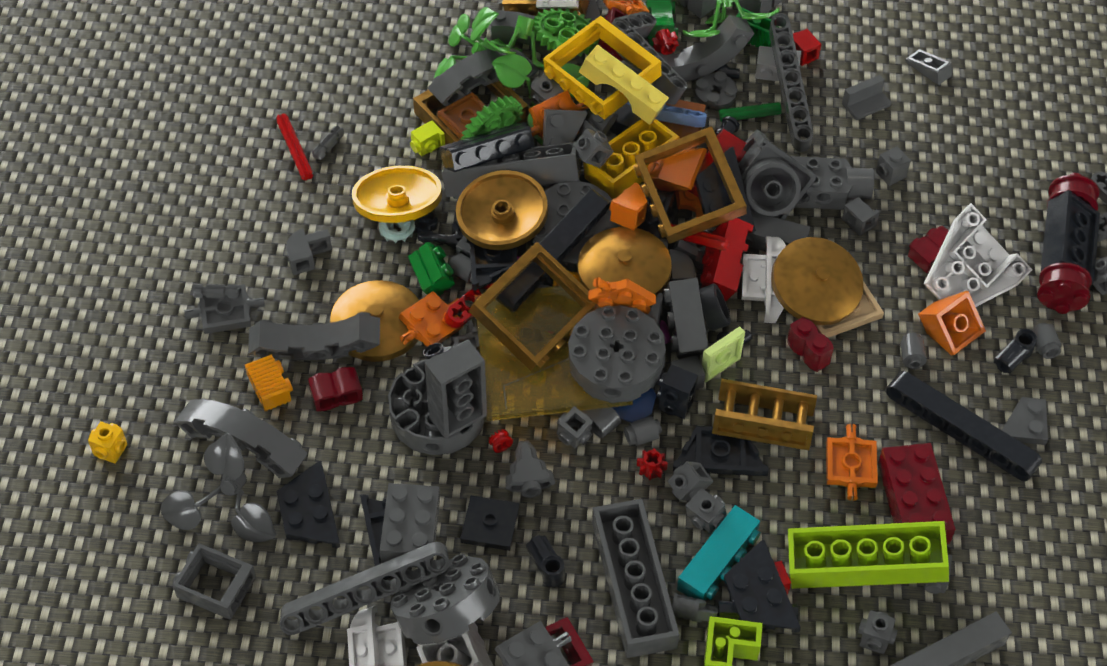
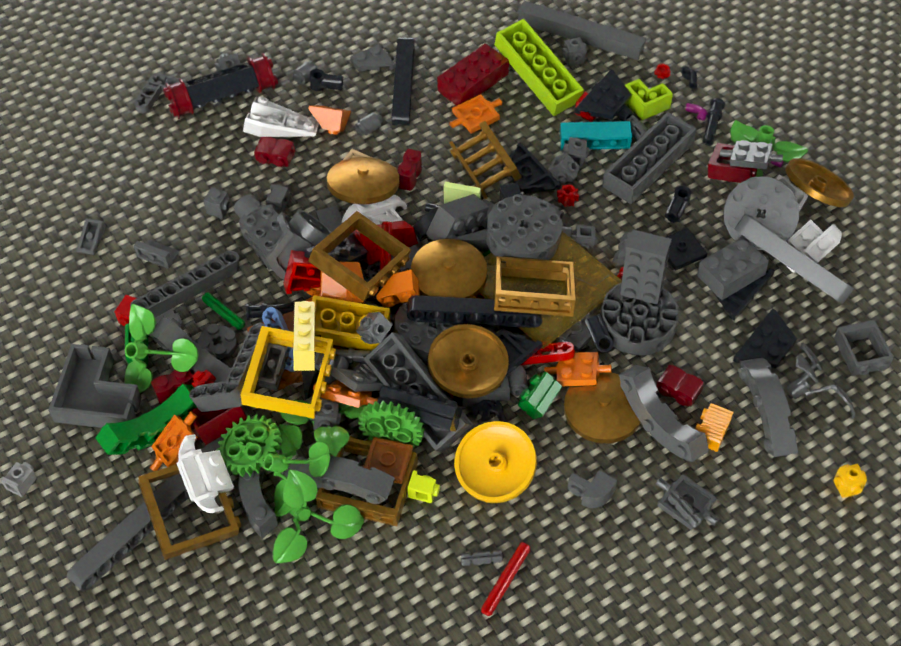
camera: 125 degrees left, 0 degrees up
(621, 293) = (488, 237): orange plate -> none
(689, 22) = (167, 384): none -> dark red brick

